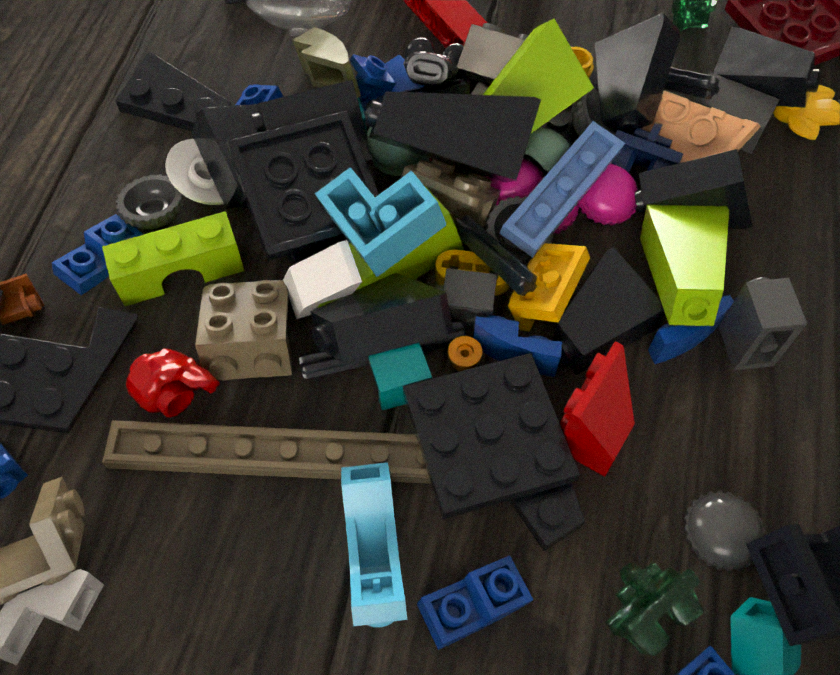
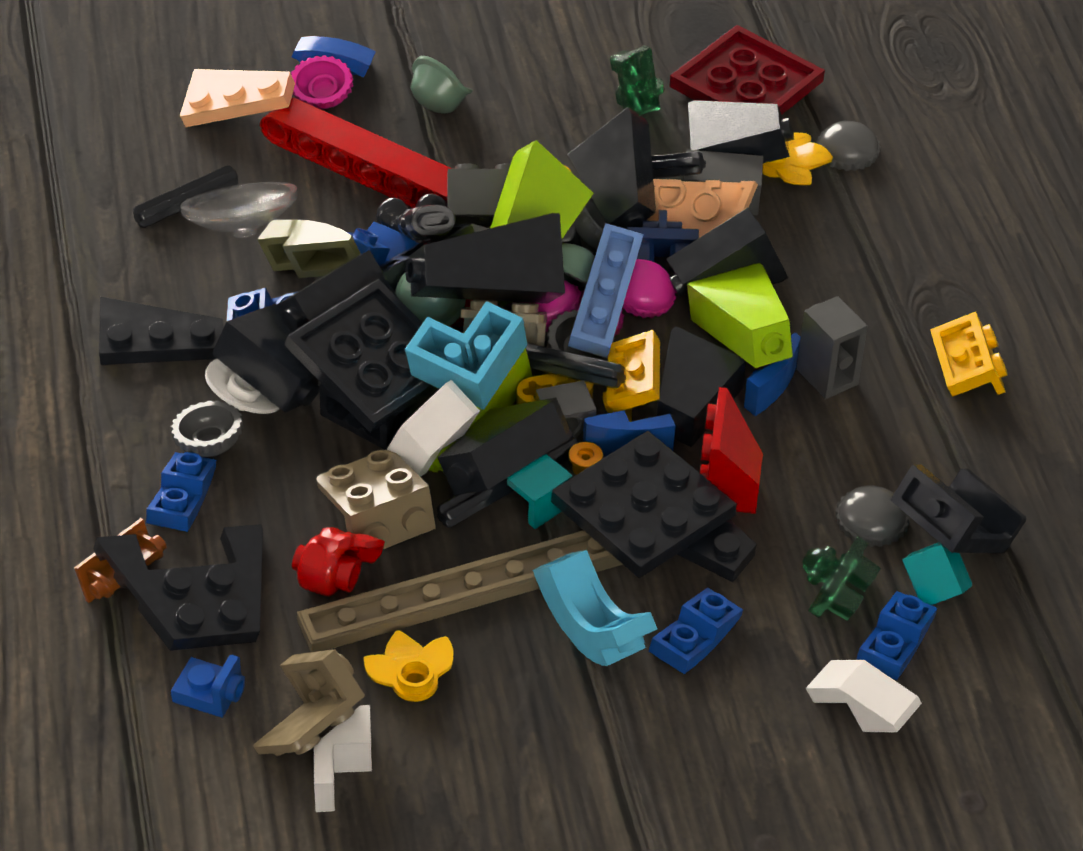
camera: 25 degrees left, 15 degrees down
(143, 262) = (241, 480): lime arch -> none
(181, 519) = (408, 663): none -> yellow plate

